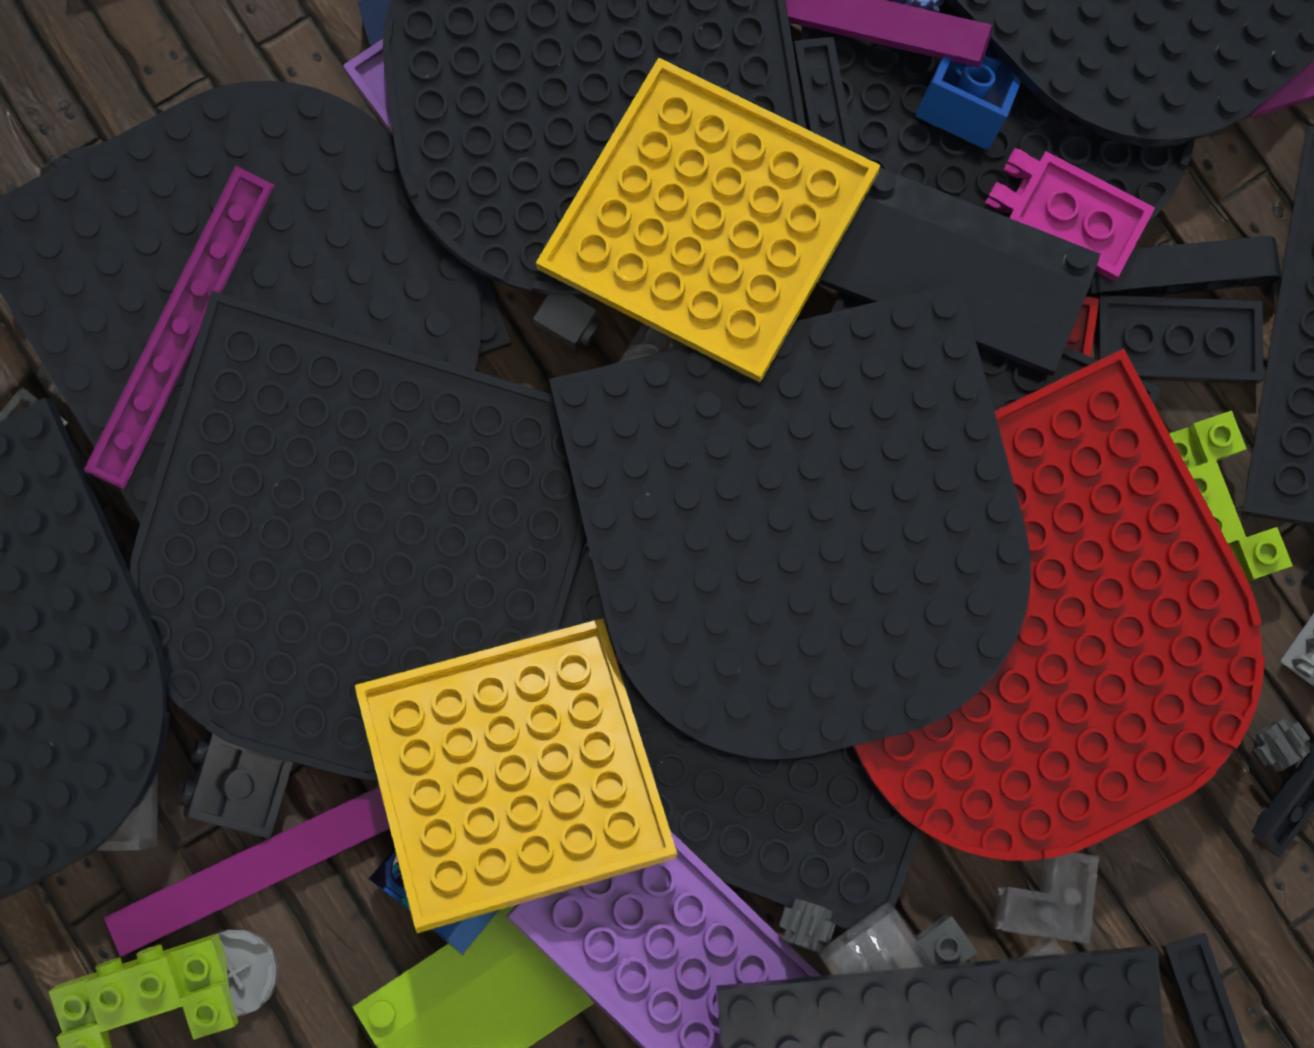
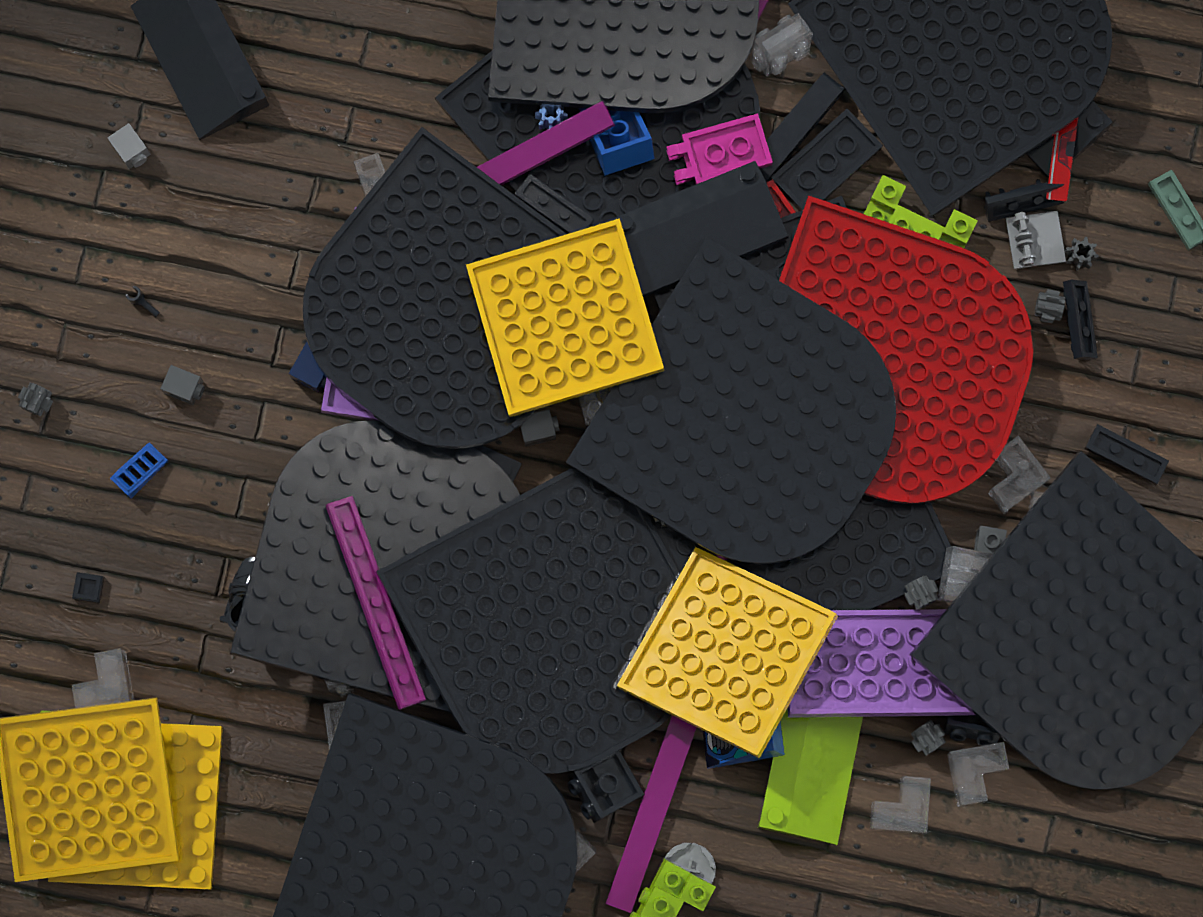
camera: 40 degrees left, 0 degrees up
(1257, 160) = (781, 45): none -> clear brick

